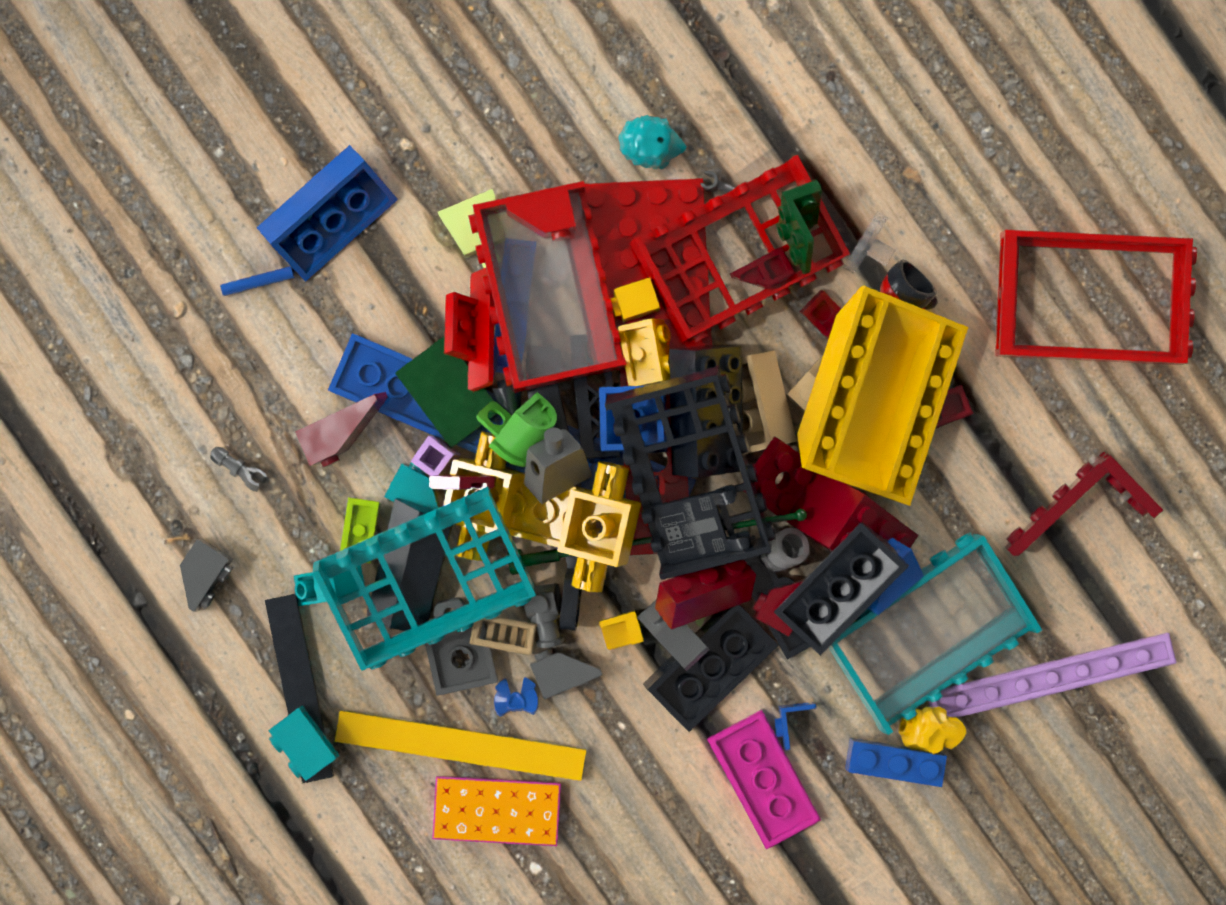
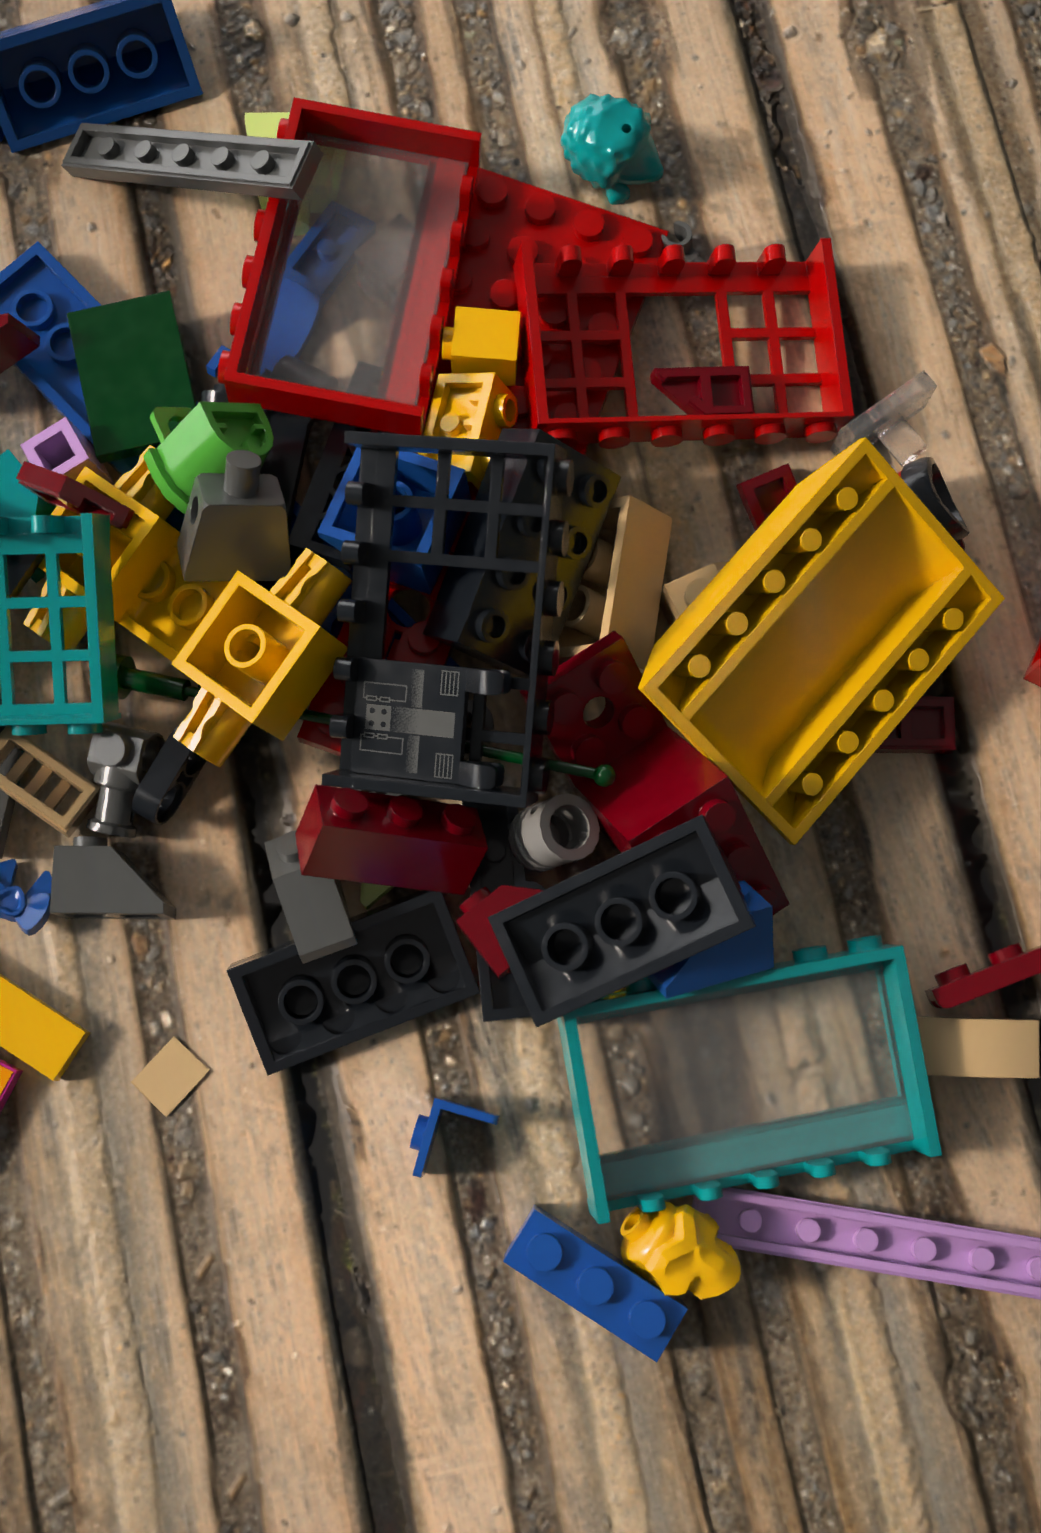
camera: 25 degrees right, 10 degrees down
(425, 259) = (194, 160): none -> dark grey tile
(471, 331) = (200, 299): red bracket -> none
(545, 215) = (398, 157): red slope -> none
(621, 630) = (234, 858): yellow panel -> none
(637, 753) = (170, 1076): none -> tan sticker
(763, 779) = (358, 1215): dark pink tile -> none
(797, 215) = (797, 322): dark green bracket -> none
(1042, 566) = (980, 1046): none -> tan slope

